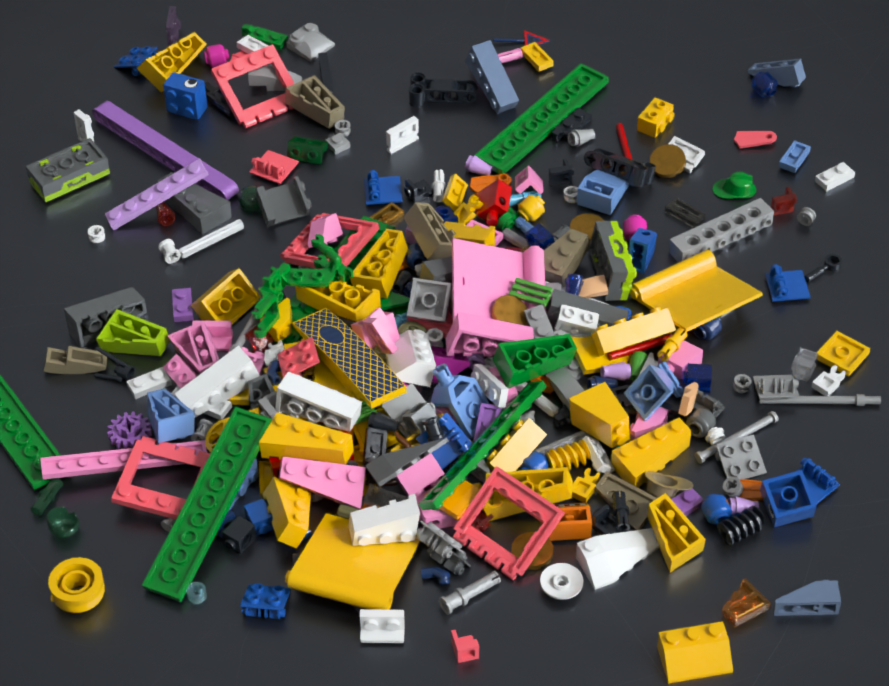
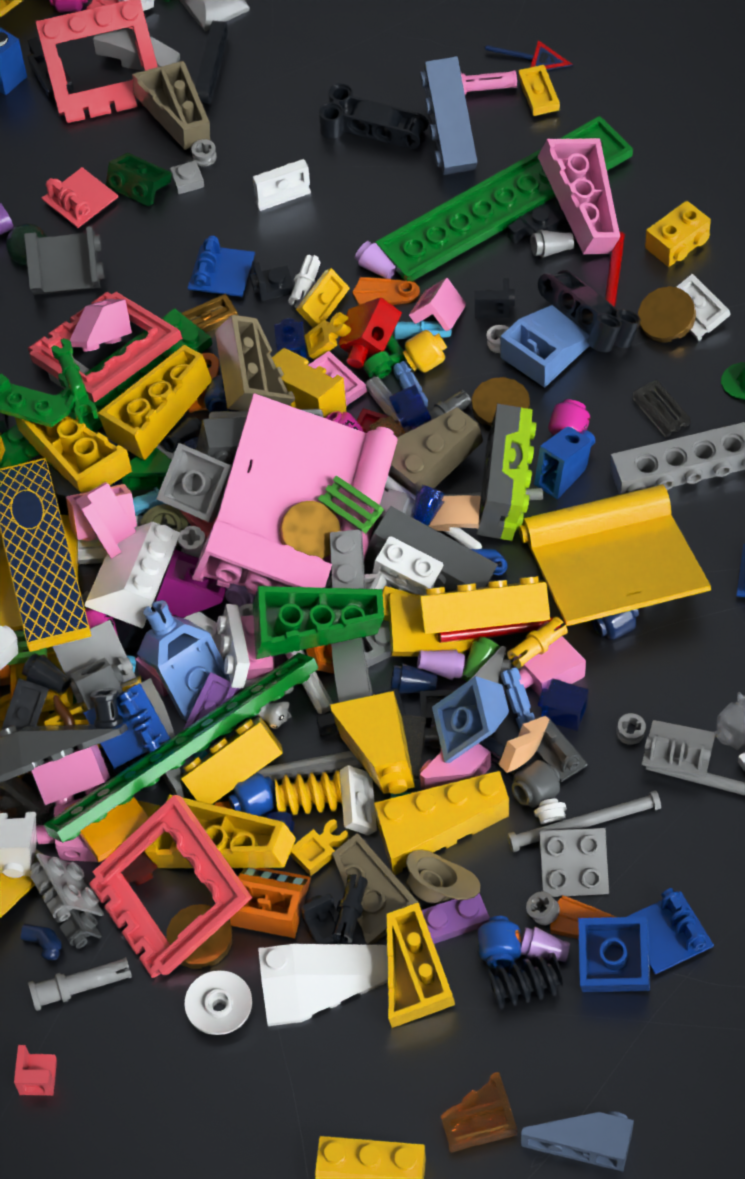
camera: 20 degrees right, 10 degrees up
(592, 103) = (583, 191): none -> bright pink wedge

